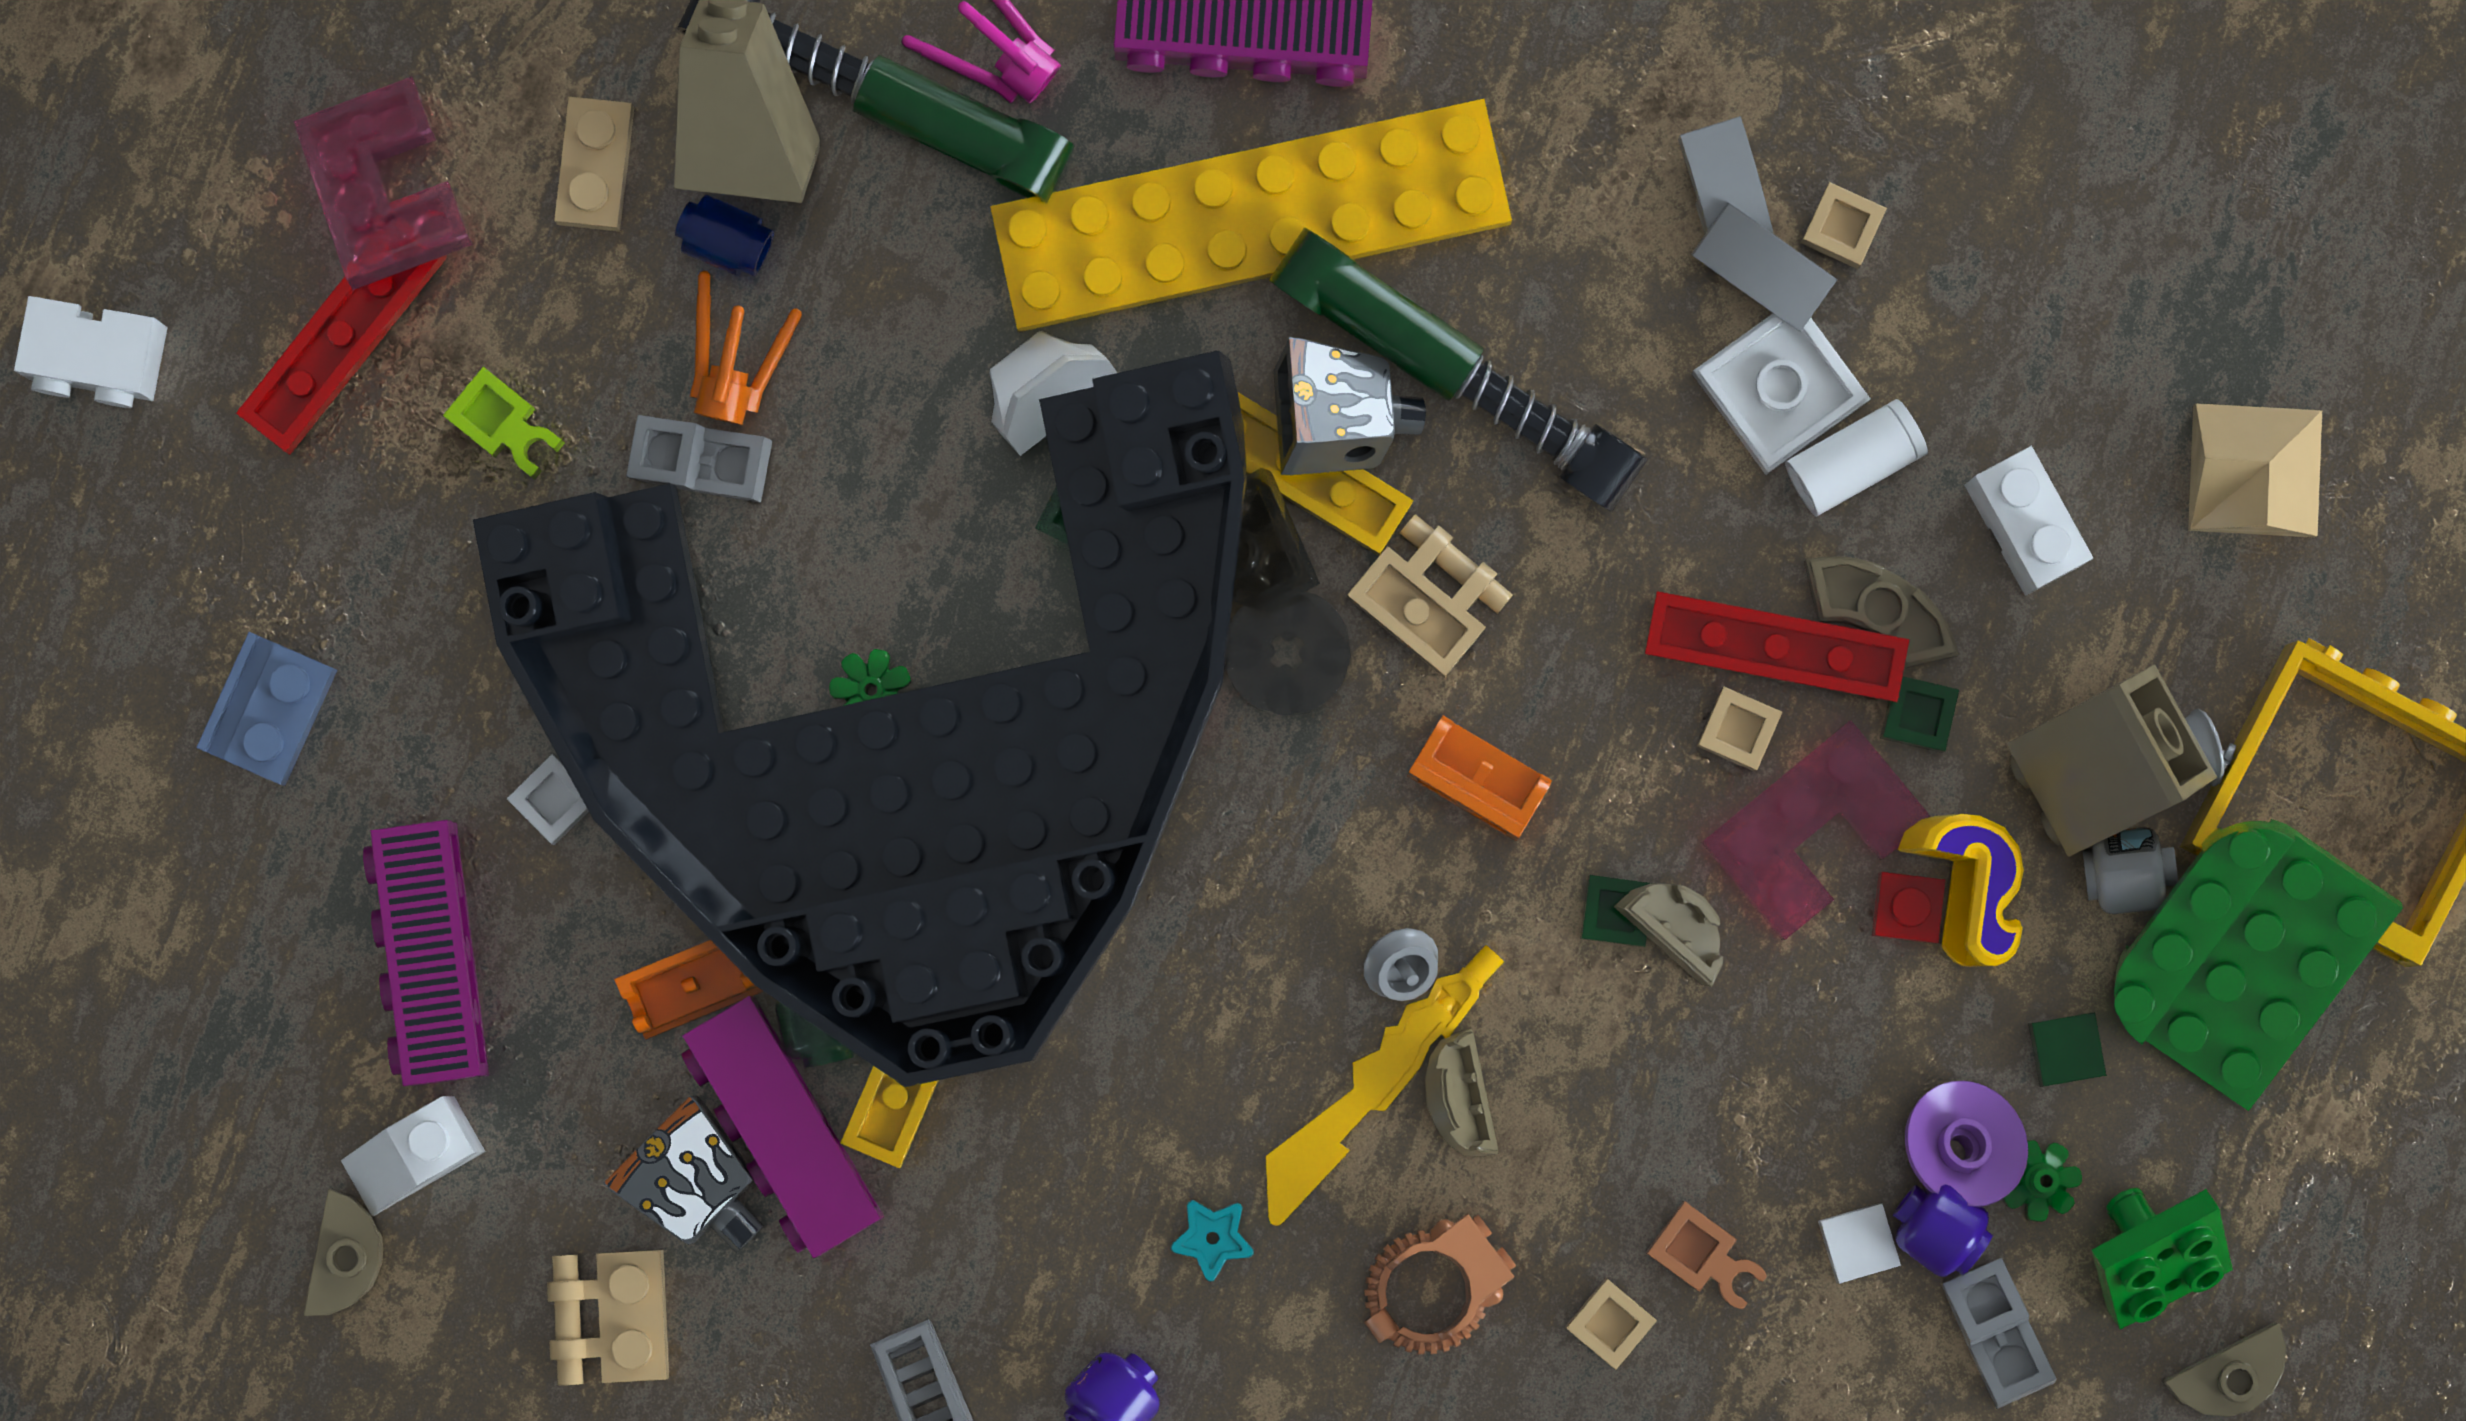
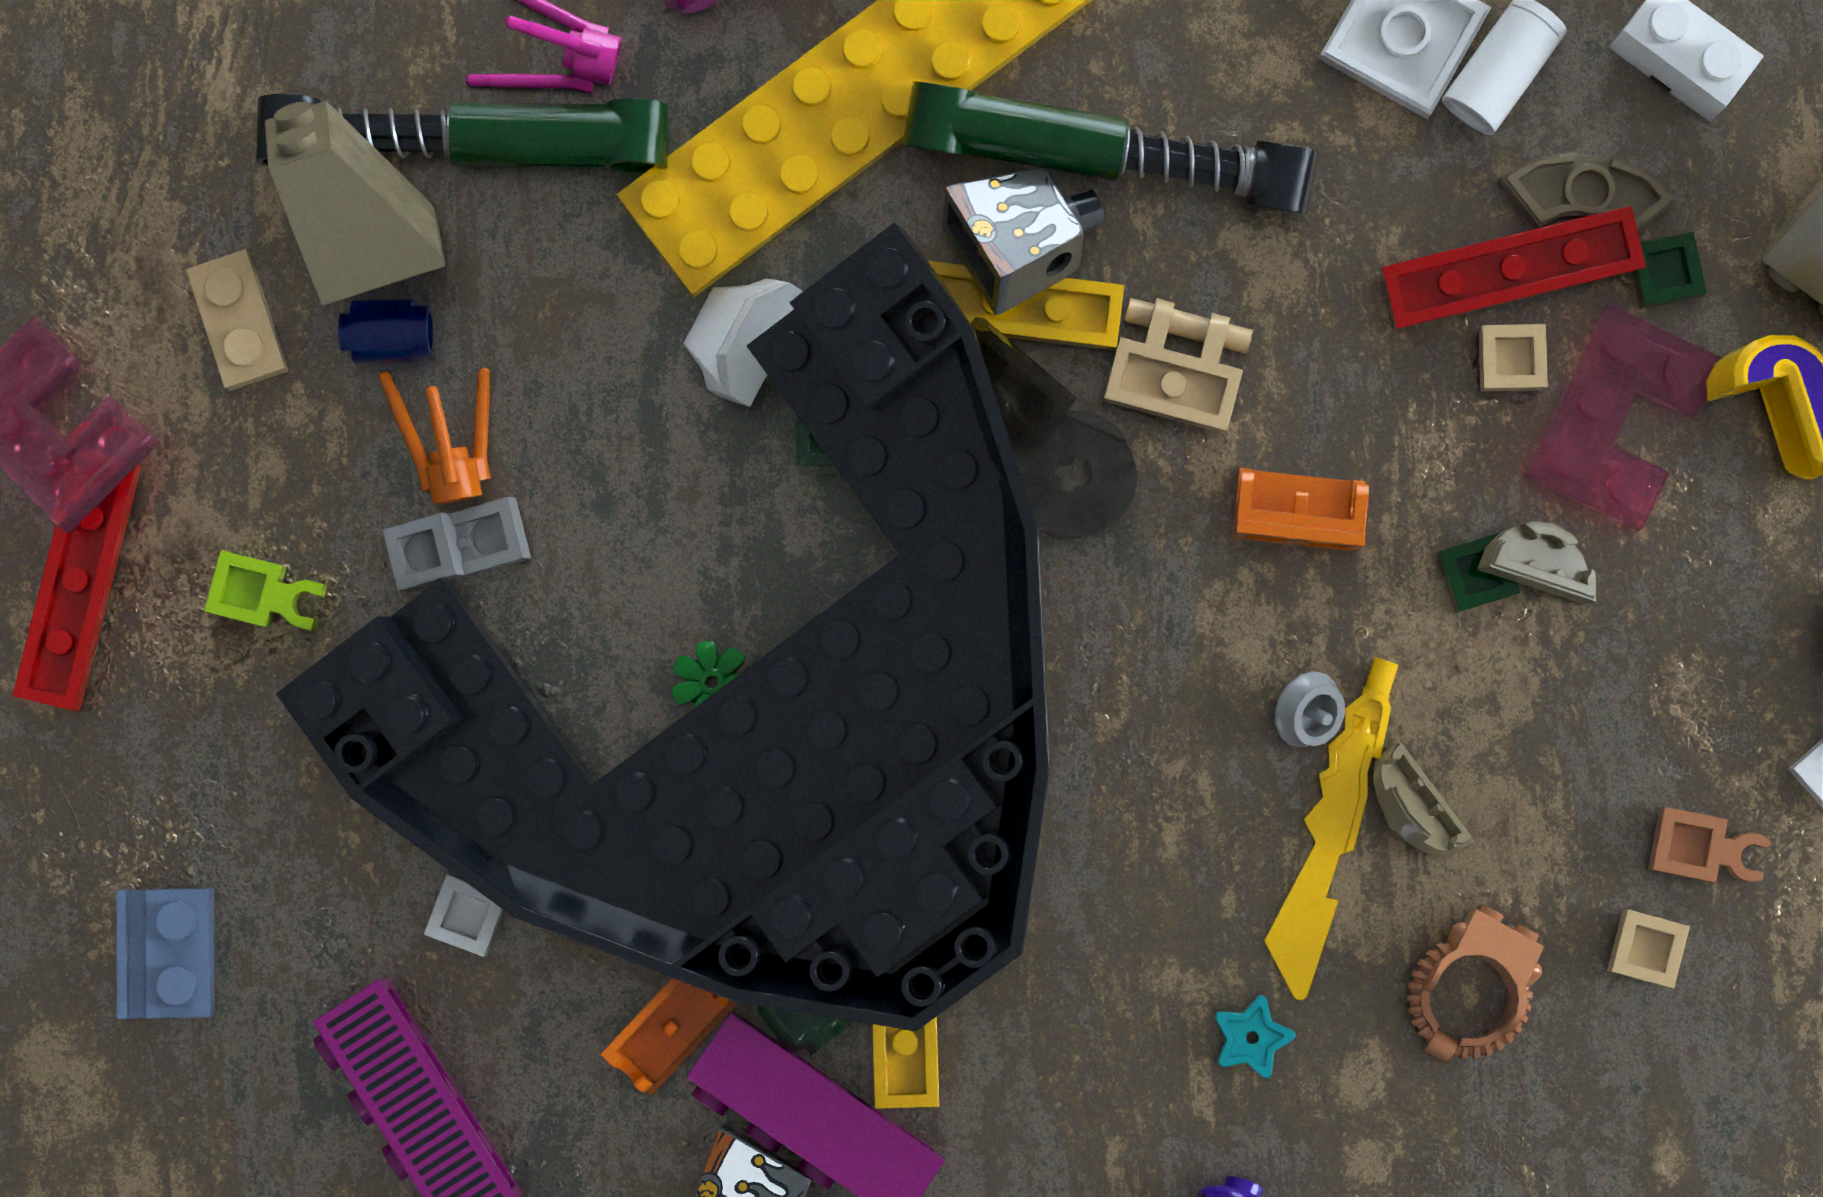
camera: 25 degrees left, 0 degrees up
(1908, 907) = (1738, 449): red plate -> none

